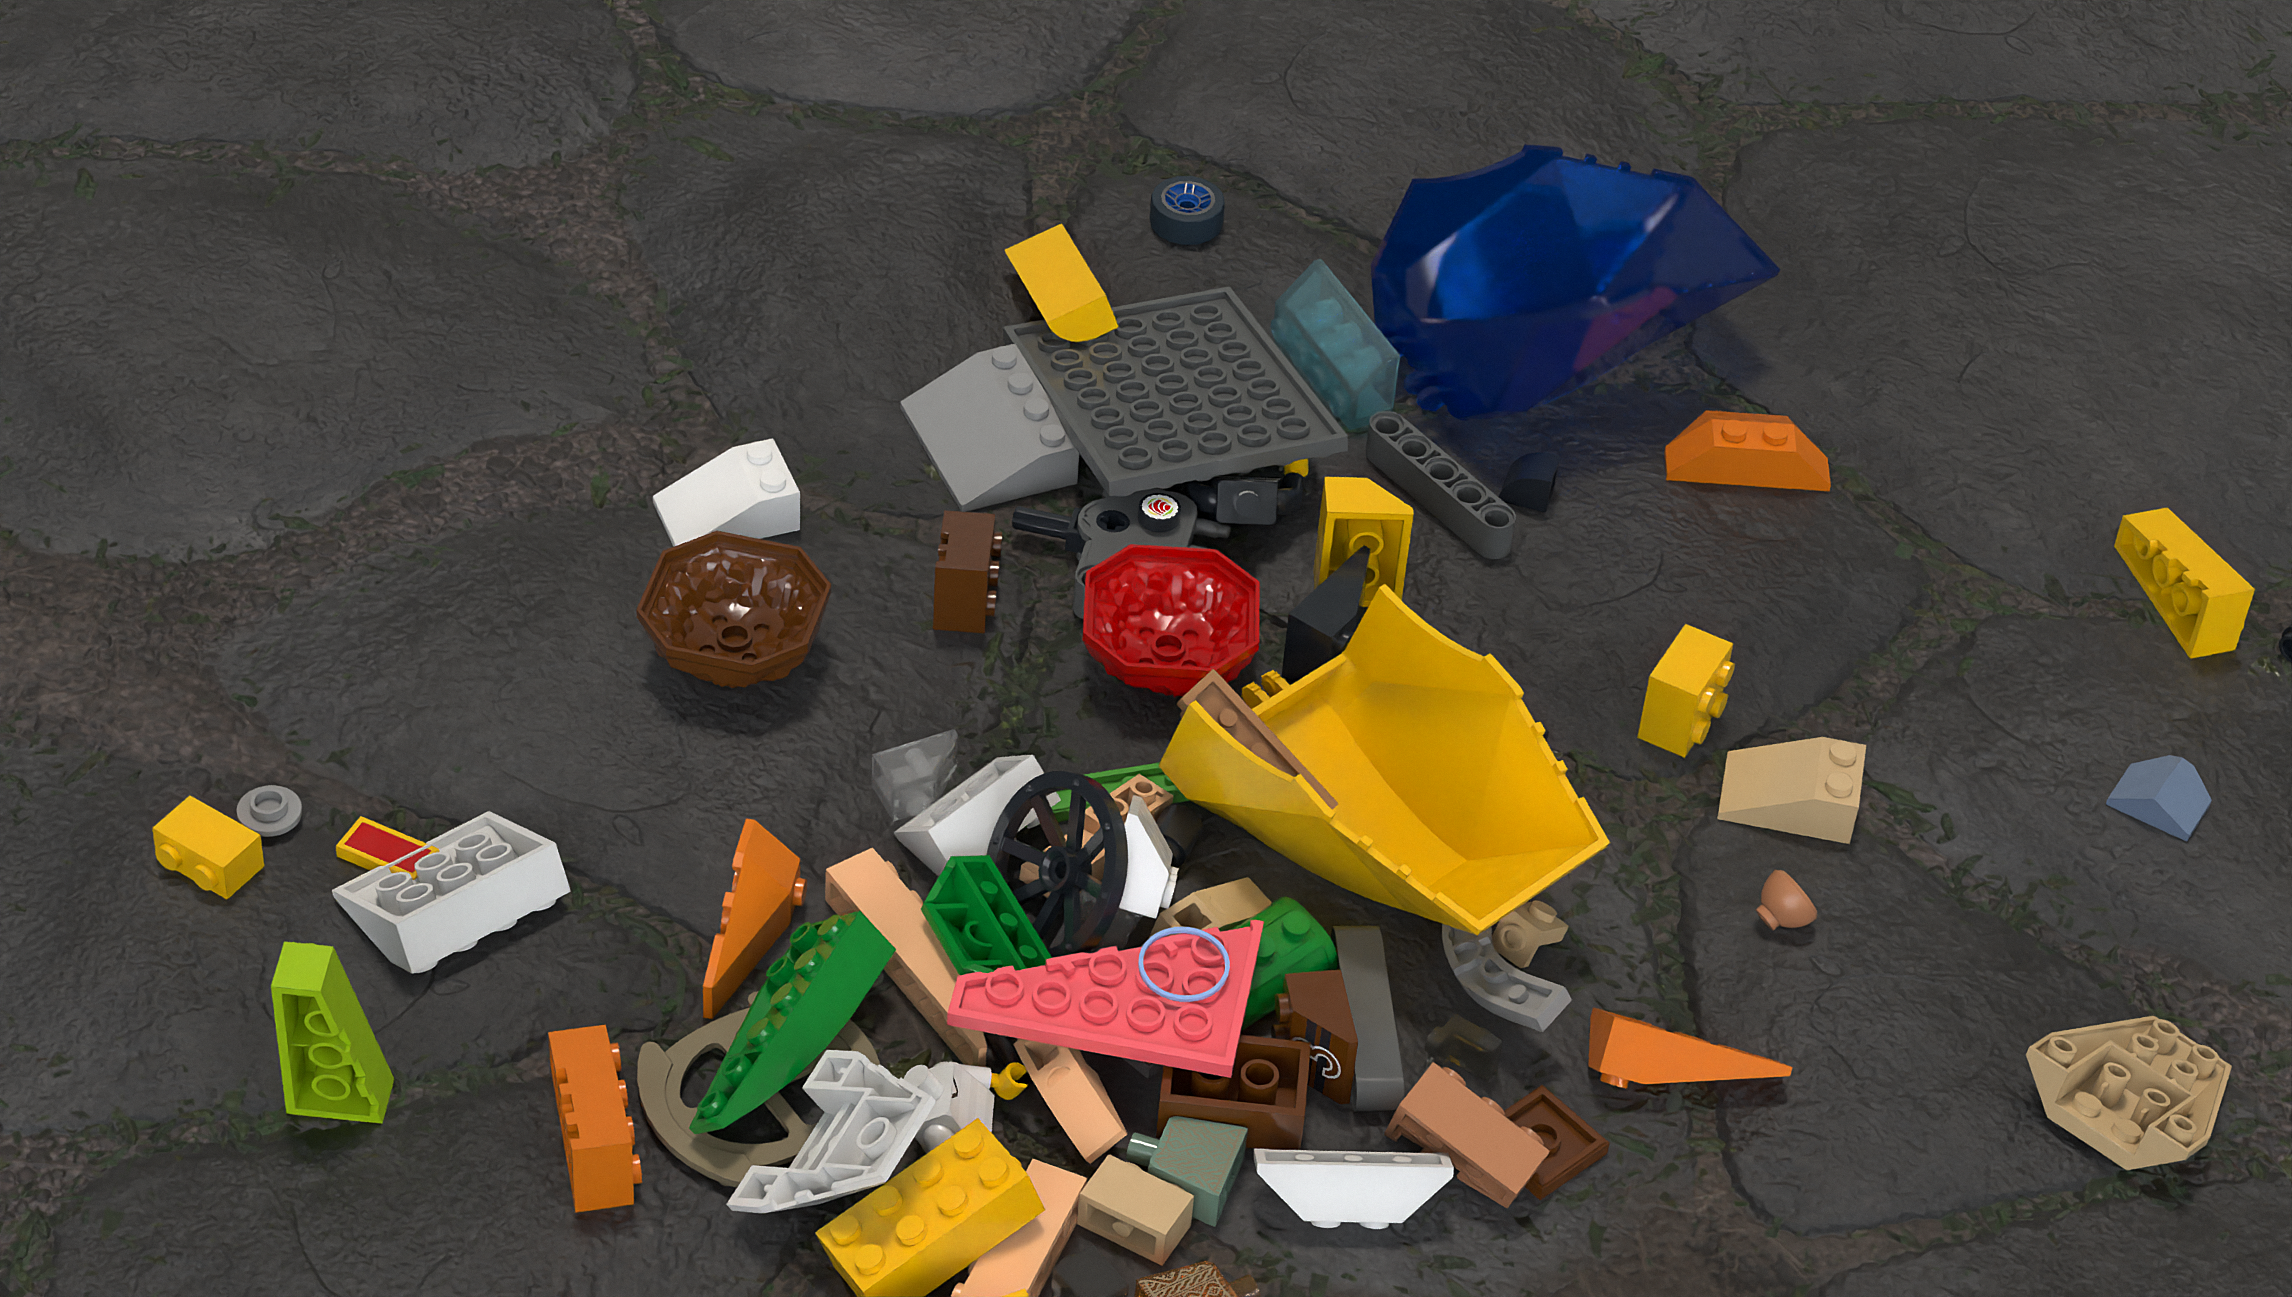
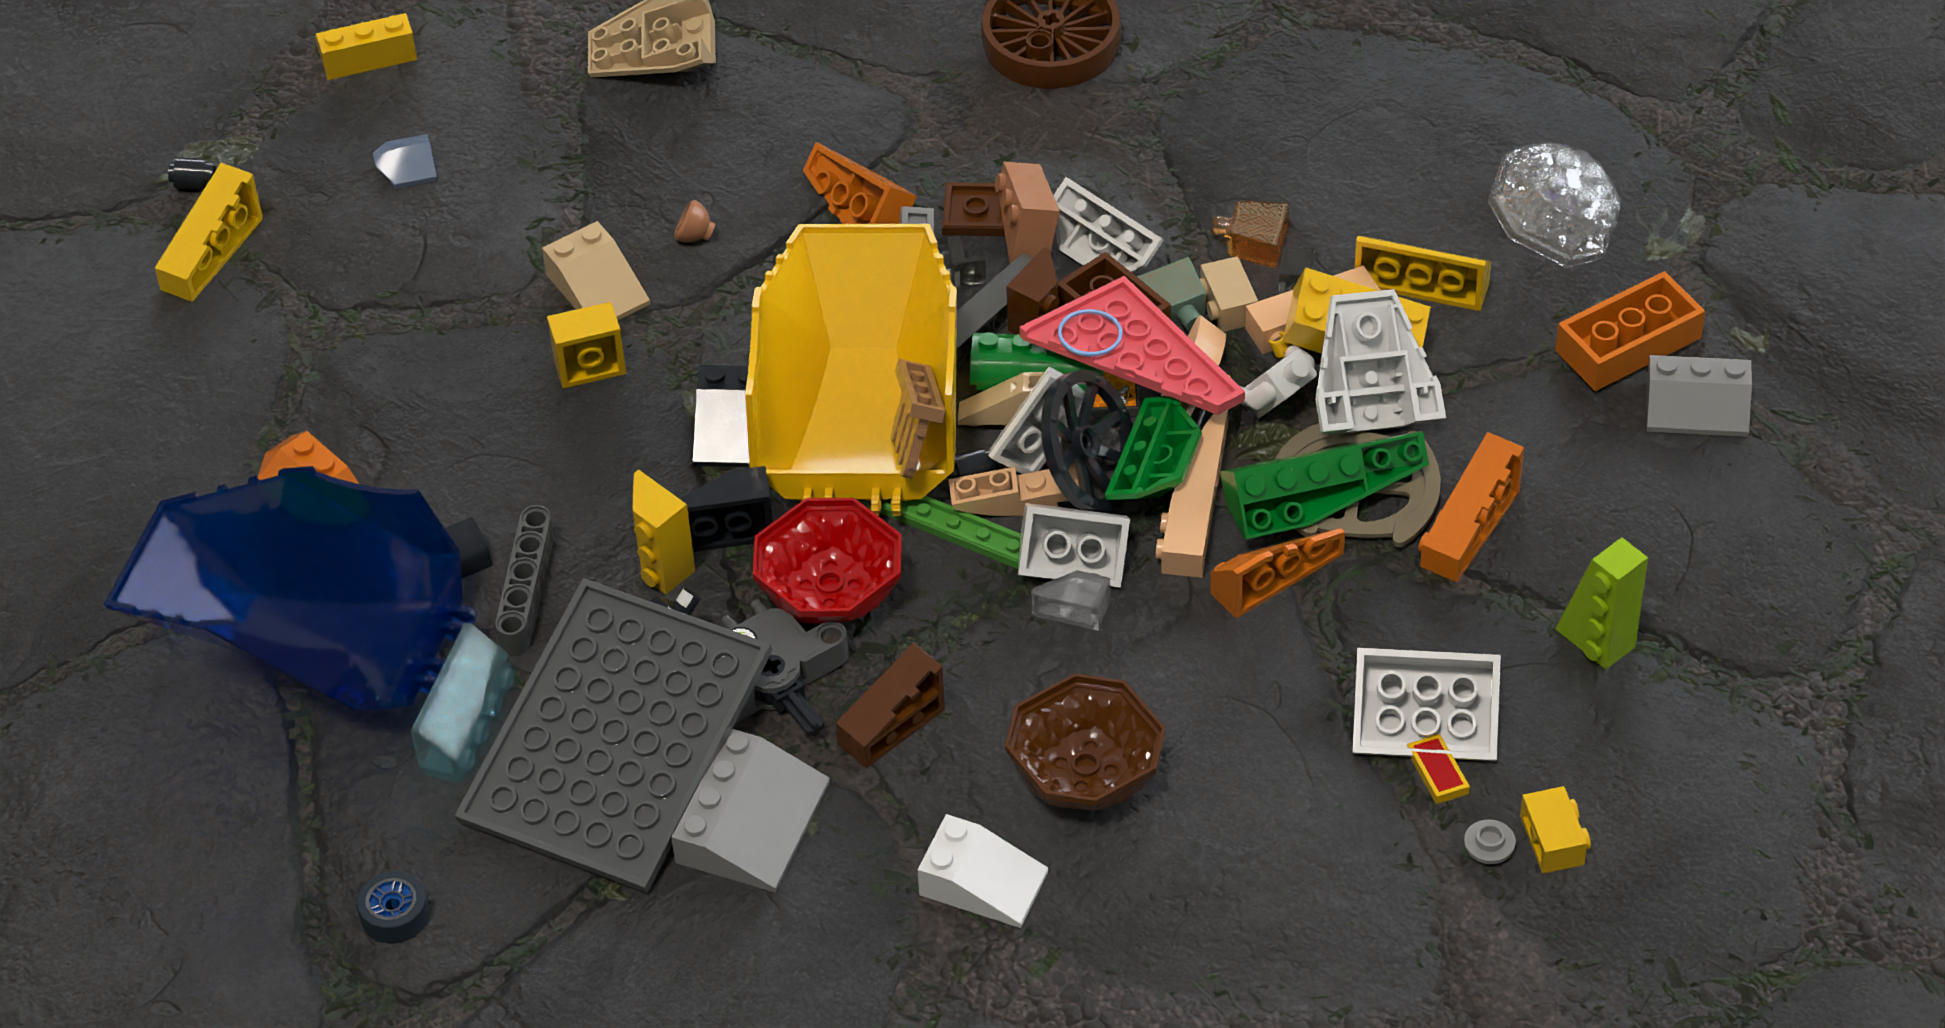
camera: 130 degrees left, 5 degrees up
(1062, 285) = (575, 876): yellow brick -> none

